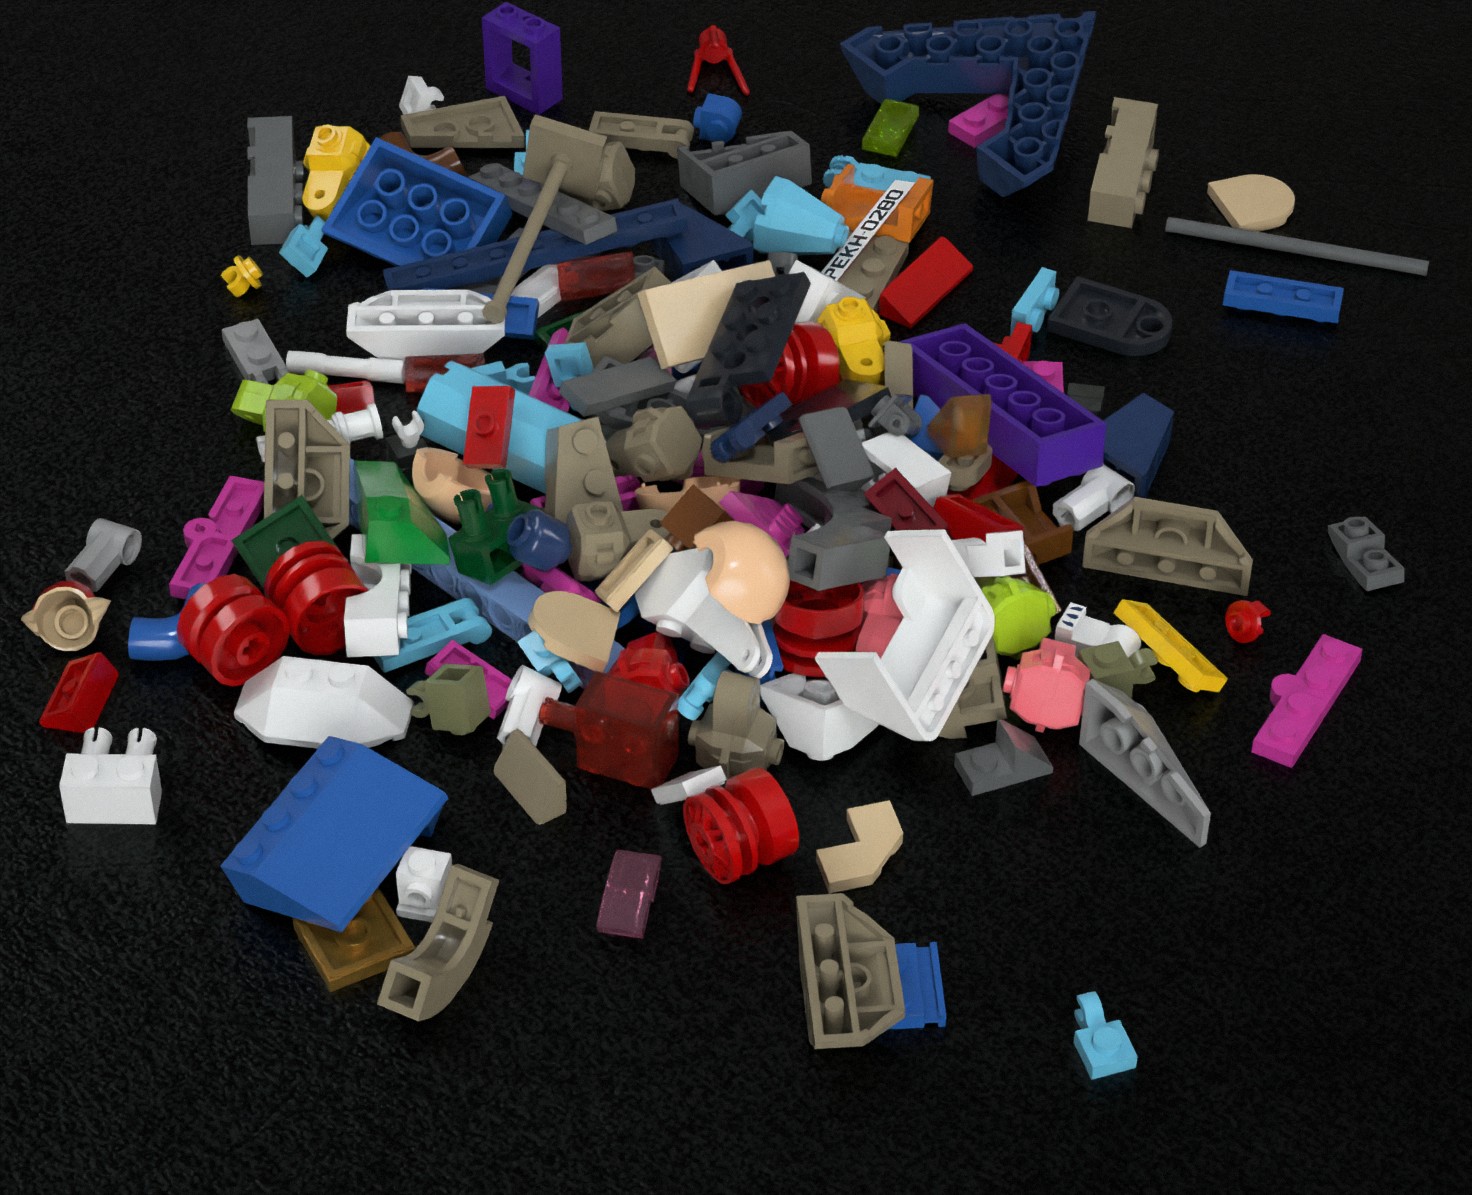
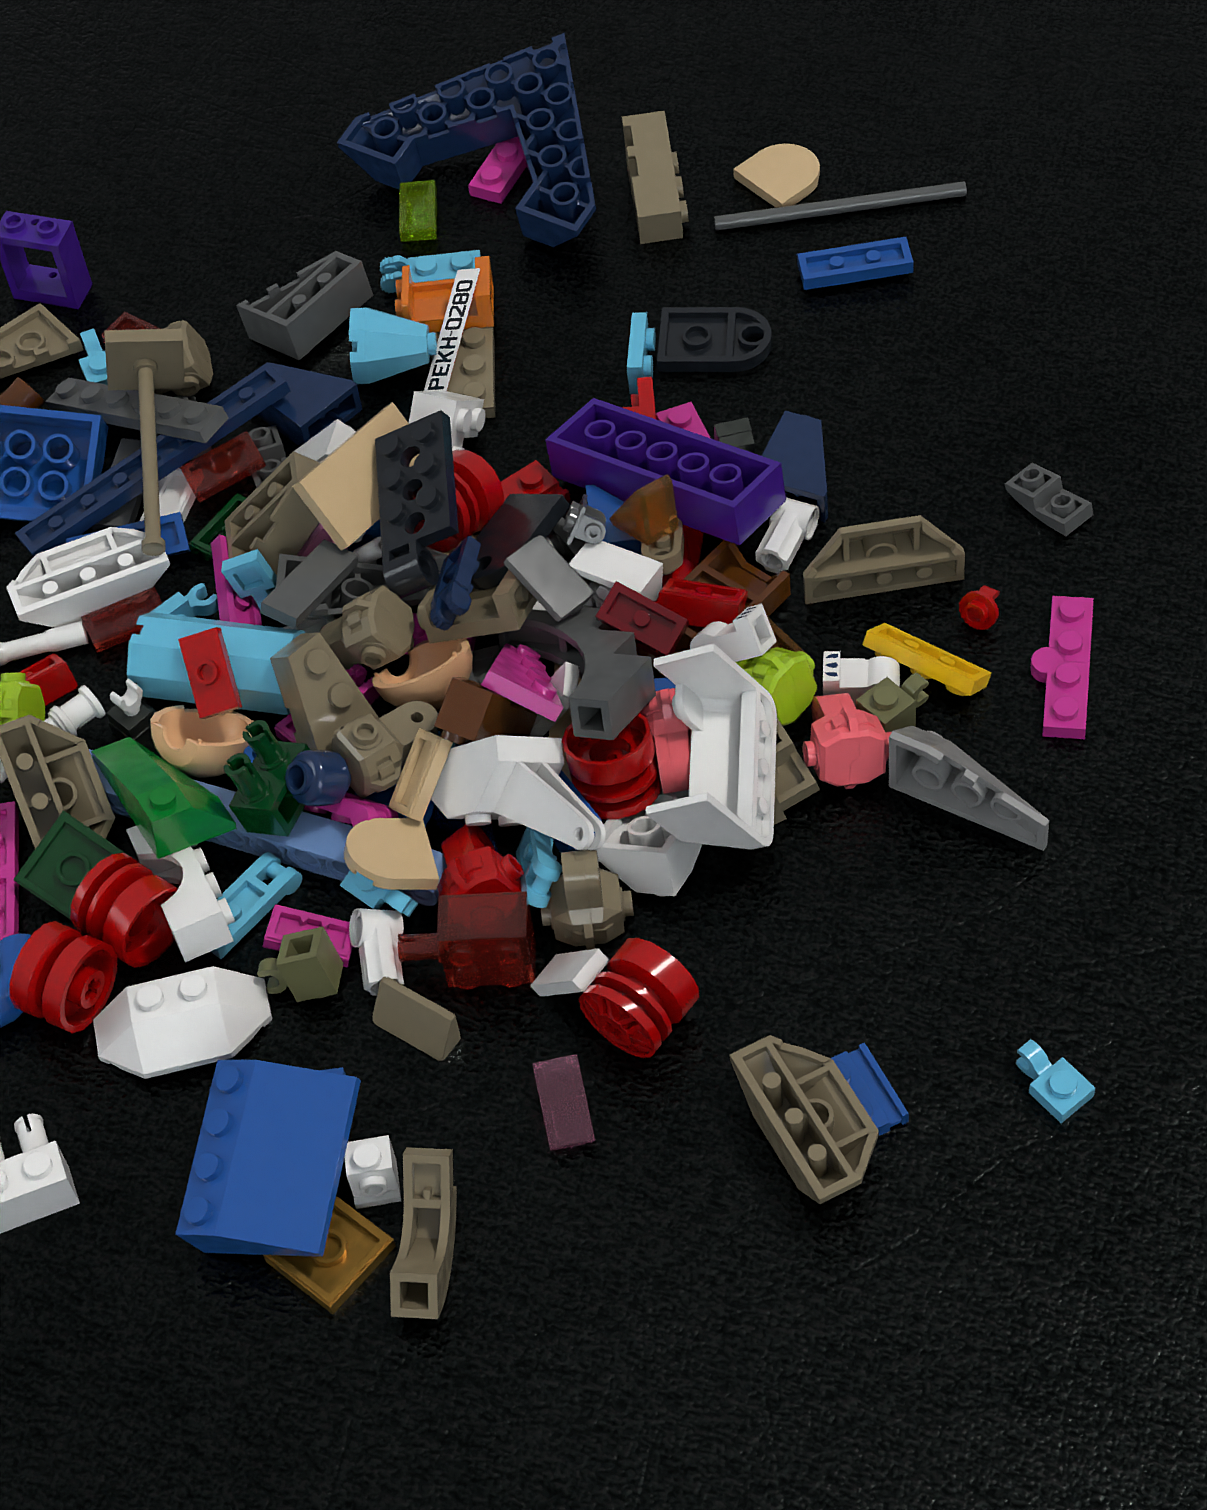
camera: 15 degrees left, 10 degrees up
(643, 131) = (188, 296): dark tan plate -> none
(713, 50) = (214, 184): red plant -> none
(717, 118) = (254, 257): blue plate -> none
(744, 214) = (332, 351): medium azure plate -> none
(747, 570) = (545, 747): light nougat cylinder -> none
(782, 261) = (386, 388): dark grey hinge -> none
(858, 339) = (504, 448): yellow piece -> none
(860, 863) = (754, 986): tan tile -> none
(899, 368) = (559, 472): dark tan slope -> none
(924, 283) = (527, 364): red slope -> none
(1008, 761) = (833, 834): dark grey slope -> none

